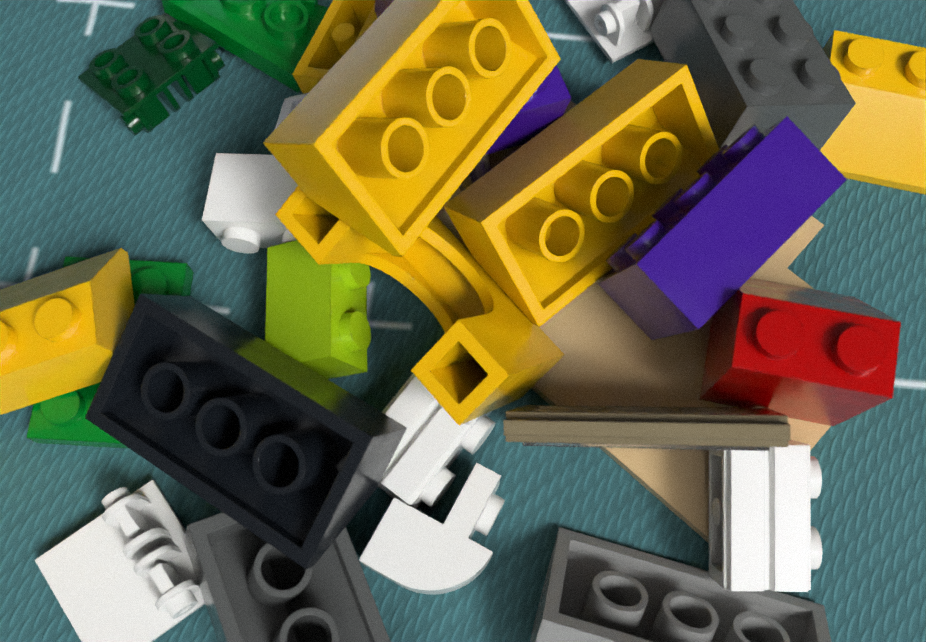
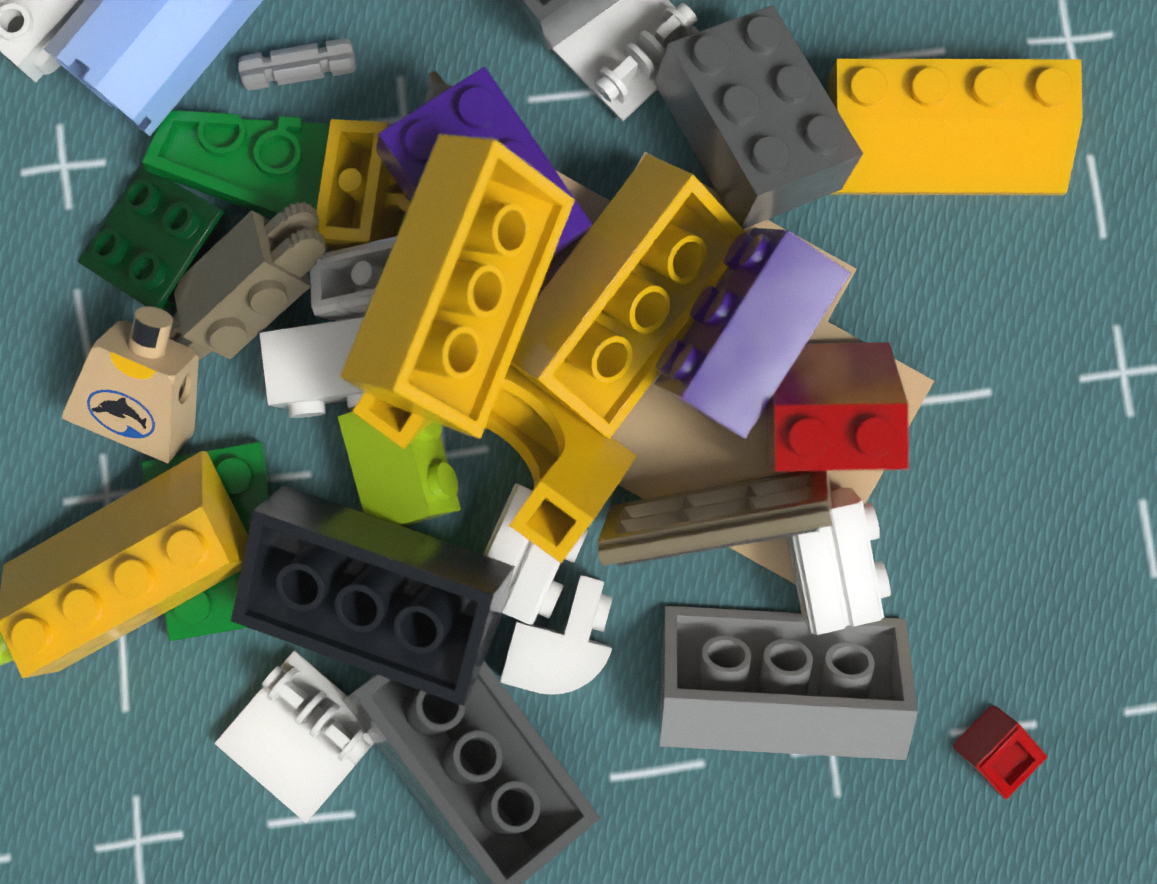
camera: 10 degrees left, 15 degrees up
(83, 177) = (138, 387): none -> tan torso
(214, 107) = (246, 280): none -> dark tan hinge

